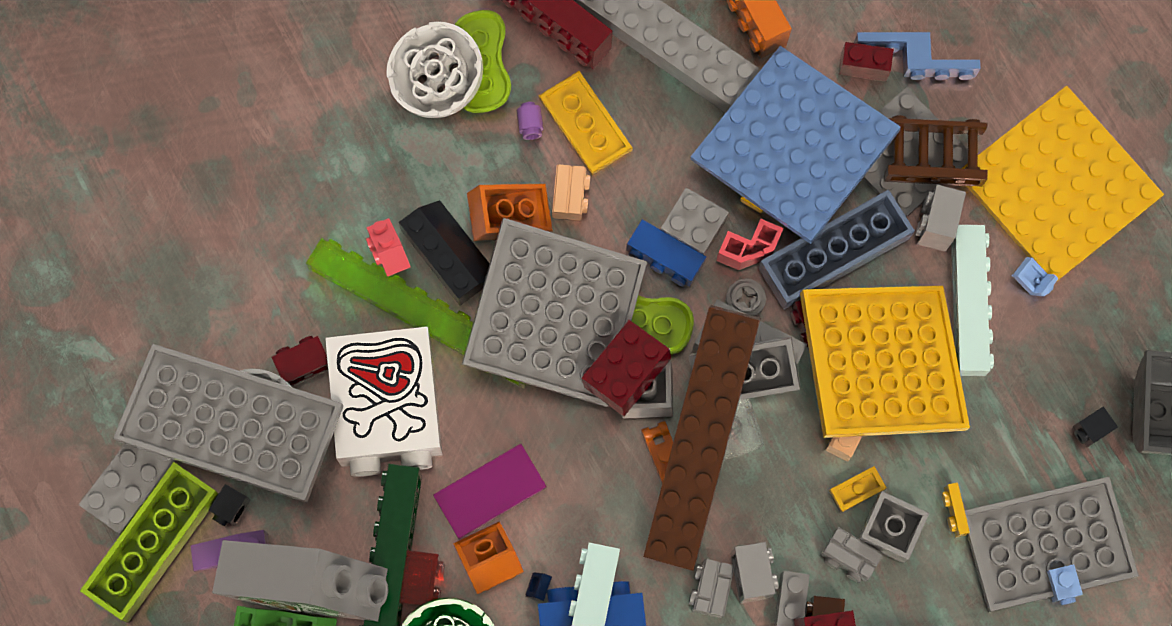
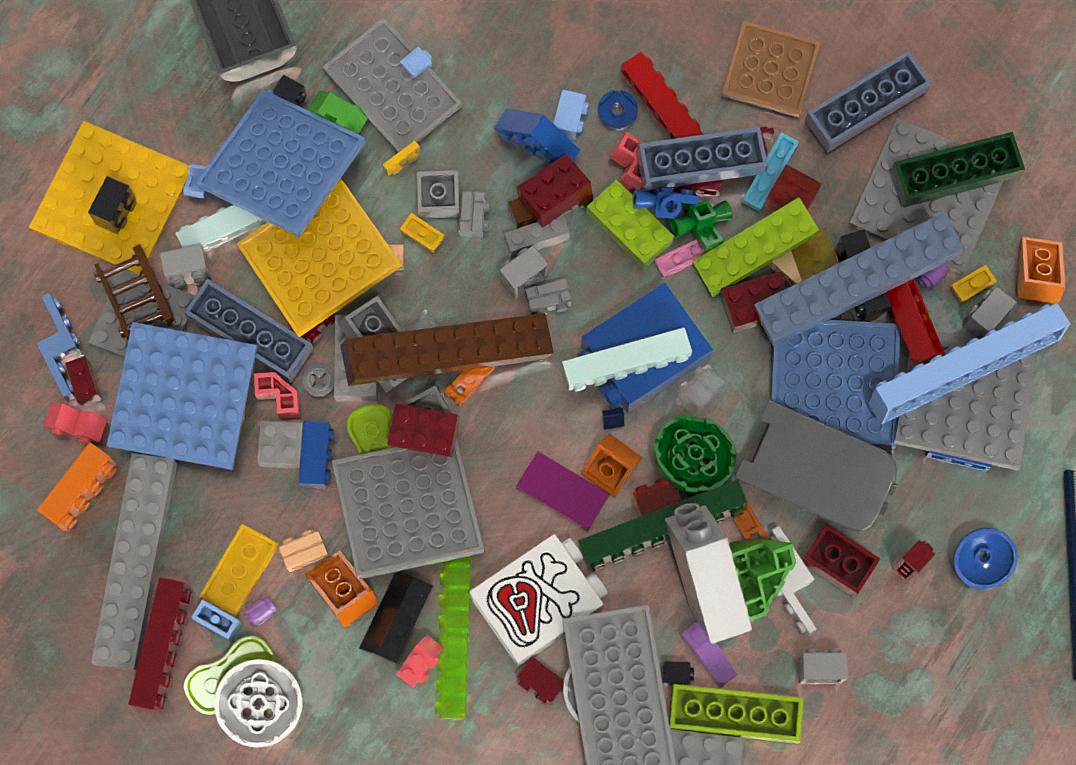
camera: 115 degrees left, 0 degrees up
(542, 72) = (216, 620): none -> light blue brick
(830, 28) = (74, 423): none -> coral brick
(1012, 373) = (281, 162): none -> medium blue plate
(1043, 464) = (338, 111): none -> bright green brick
(1046, 171) = (112, 205): none -> black brick

